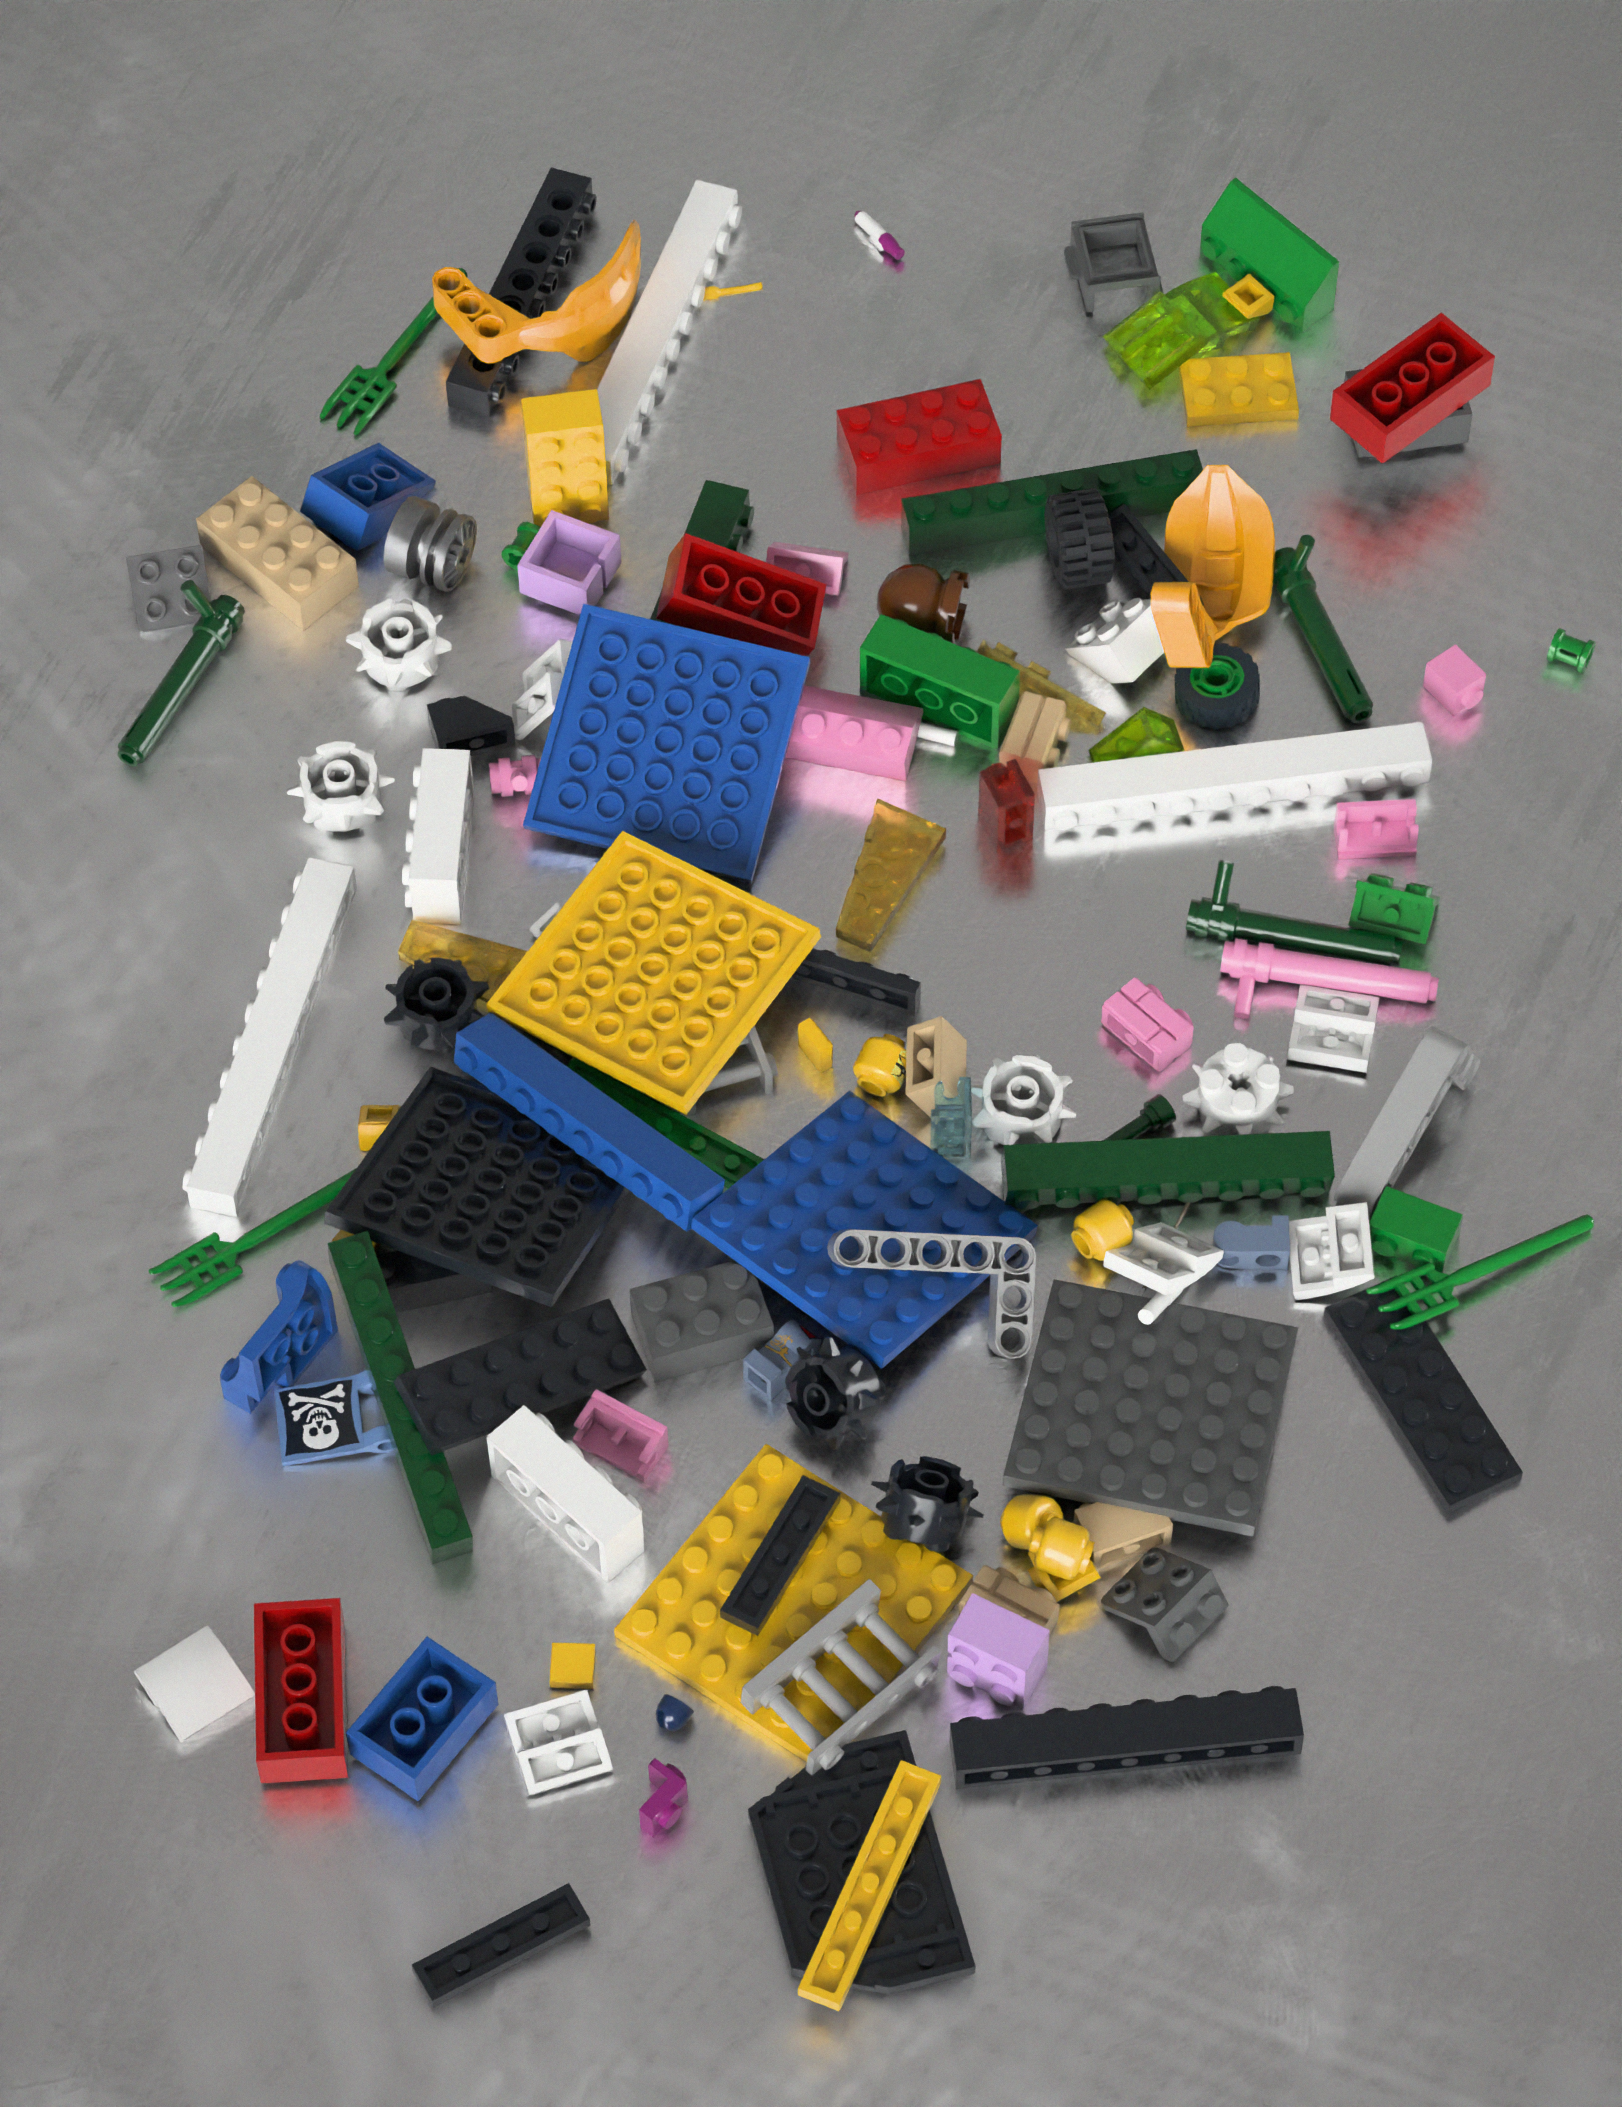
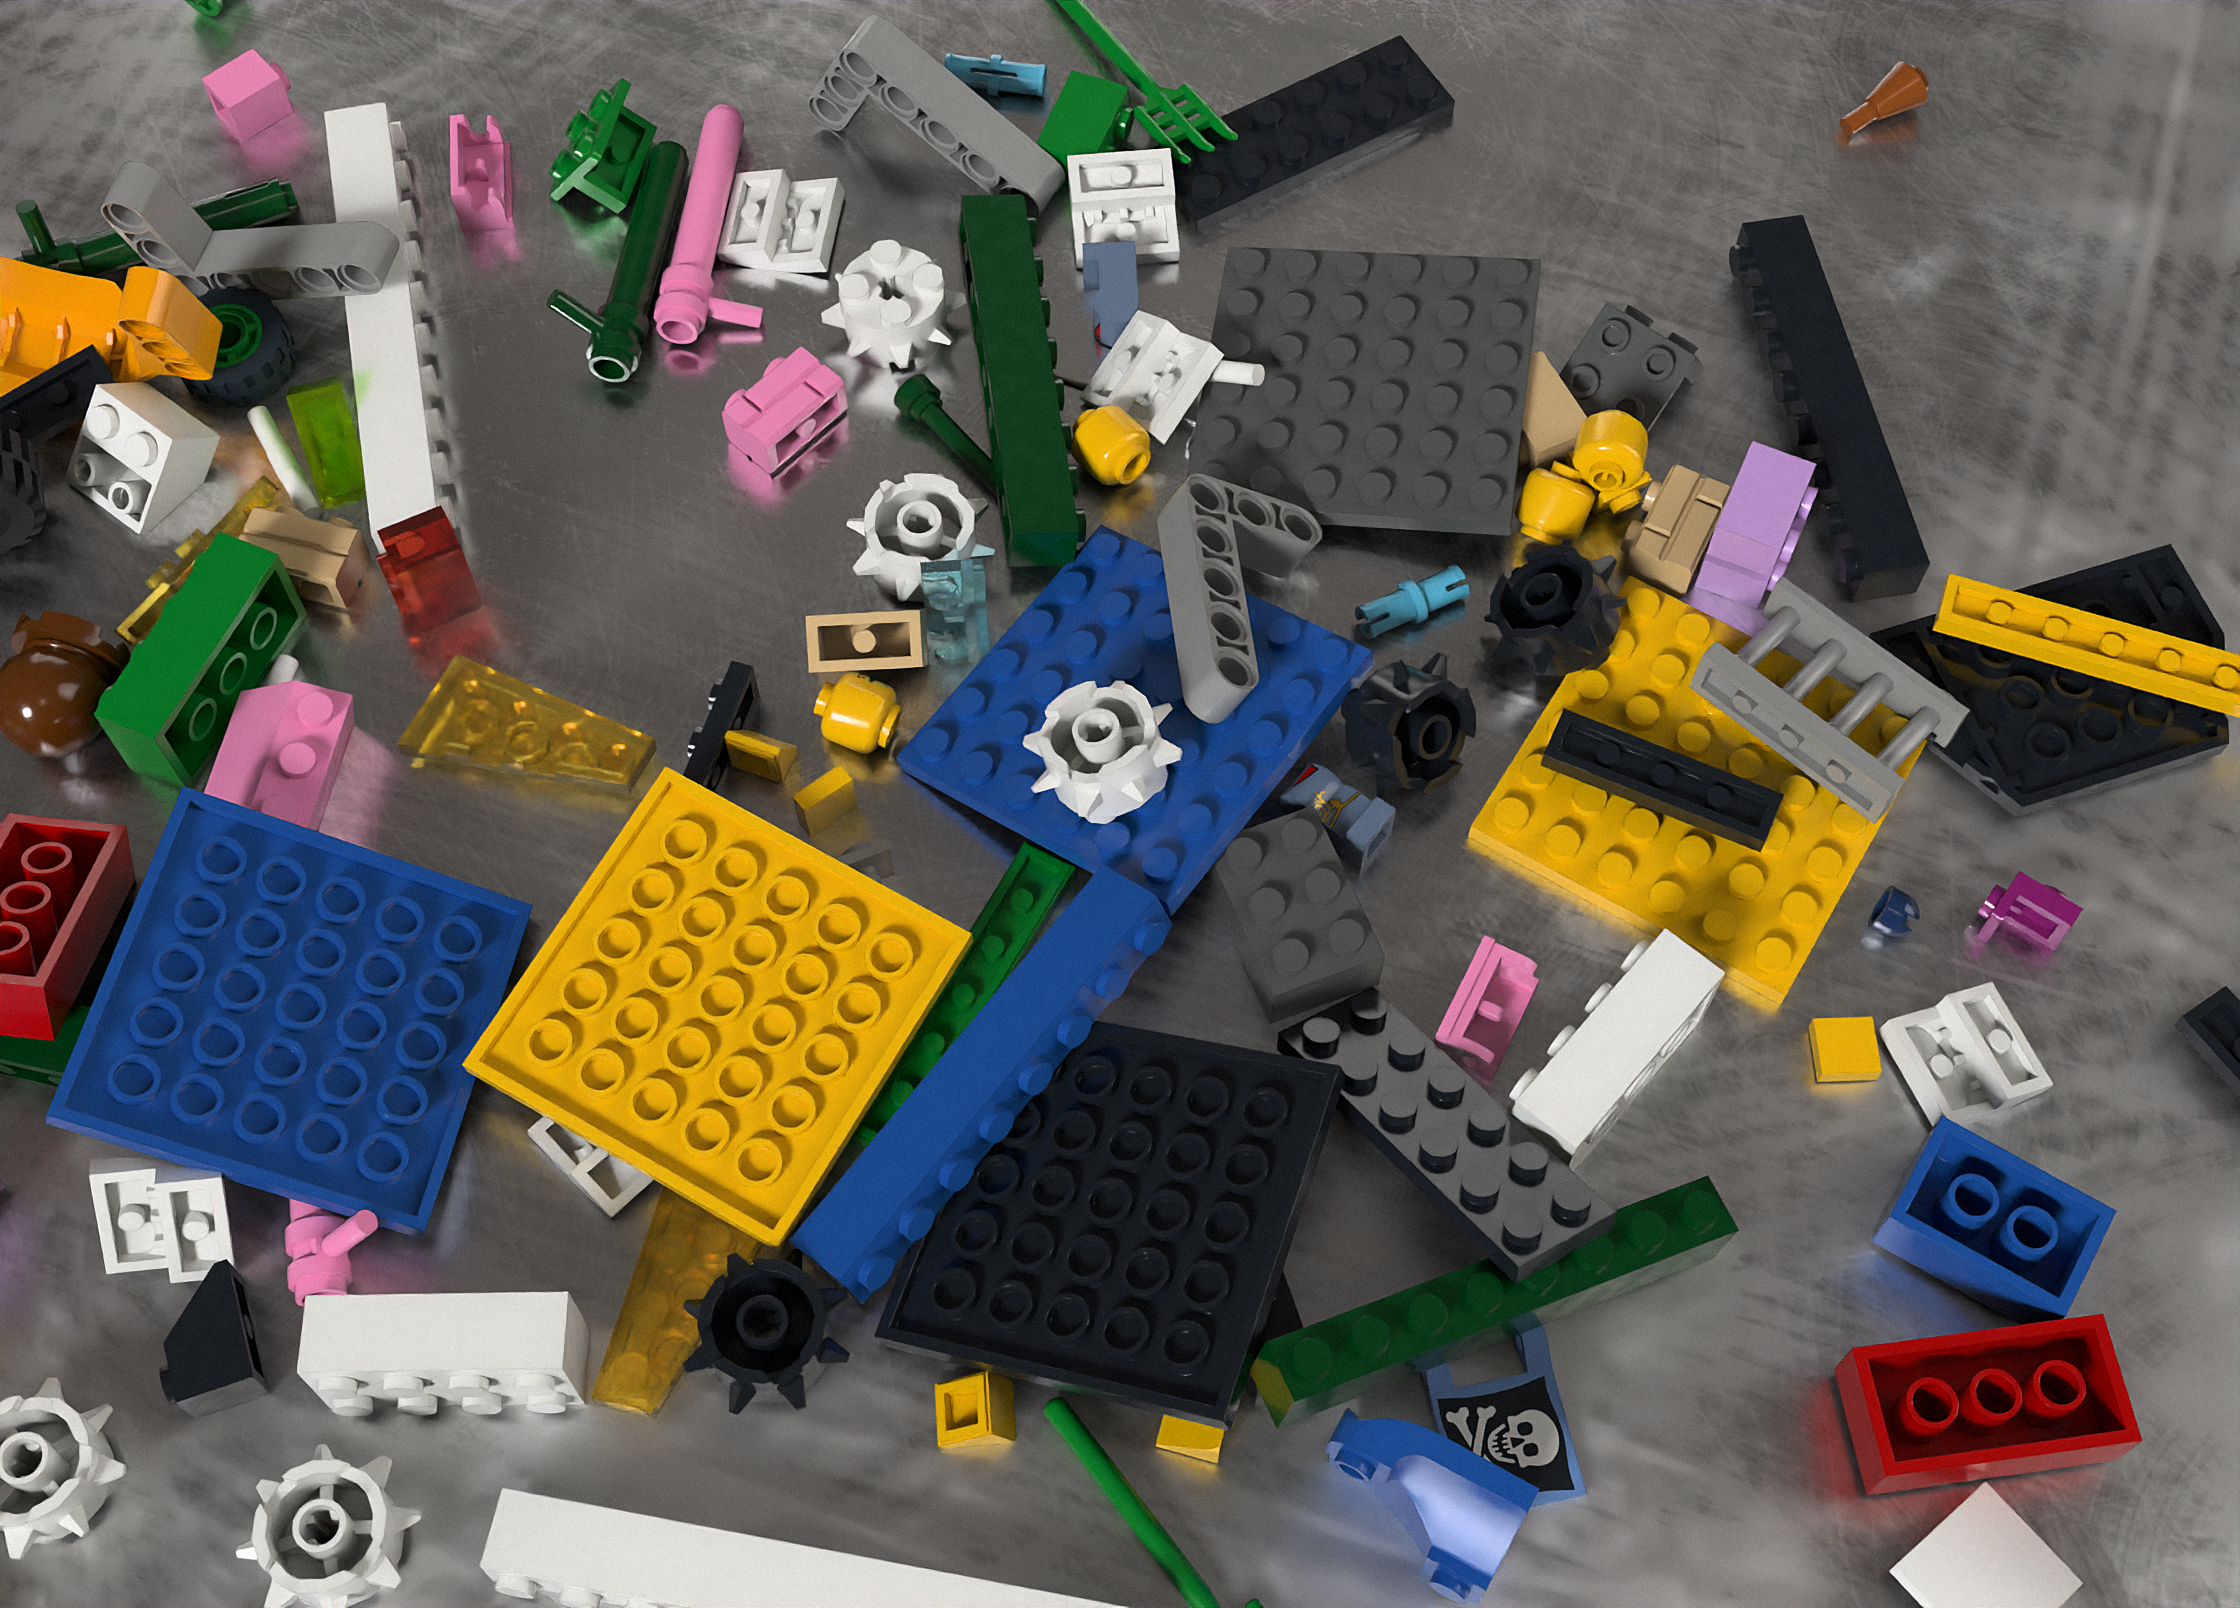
camera: 95 degrees left, 5 degrees up
(805, 1176) = (1102, 750): none -> white brick
(861, 1010) = (760, 754): none -> yellow slope
(960, 1427) = (1412, 601): none -> medium azure pin
(1092, 737) = (284, 462): none -> white piece
(1284, 672) = (271, 260): none -> light grey beam
(1457, 1853) = (1898, 92): none -> dark orange cone
(1480, 1175) = (1029, 77): none -> medium azure pin

